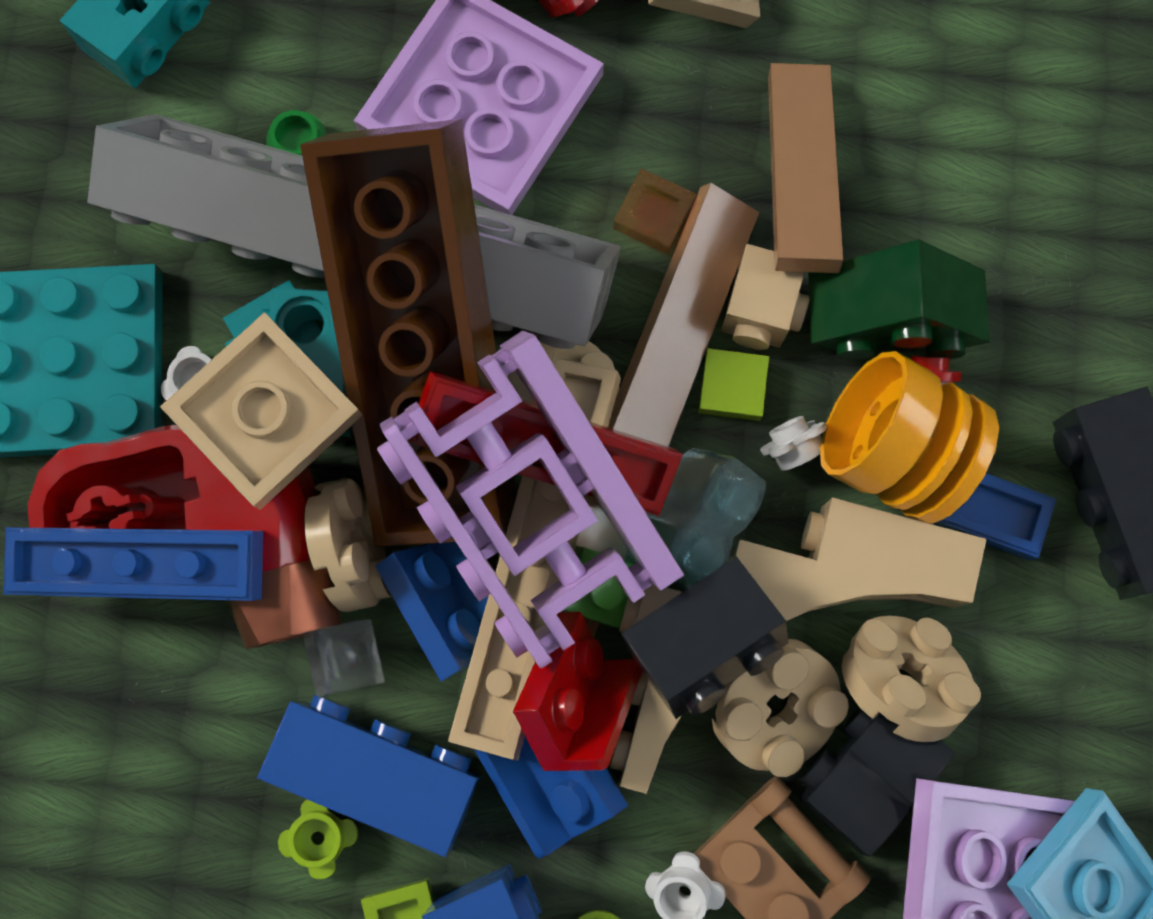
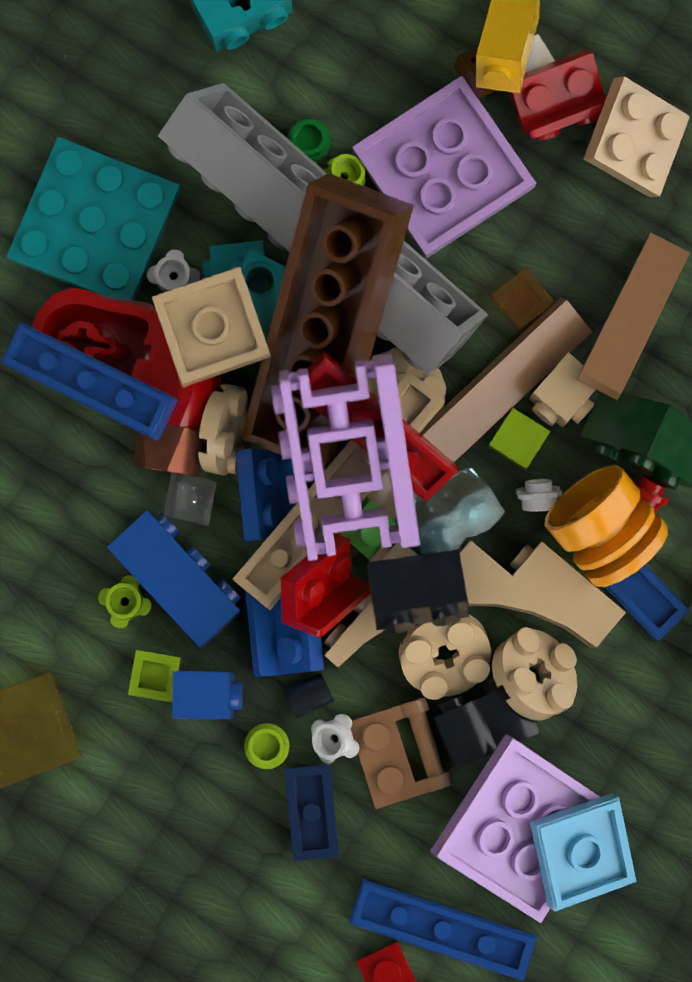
camera: 25 degrees right, 5 degrees up
(623, 848) = (309, 695): none -> black hinge

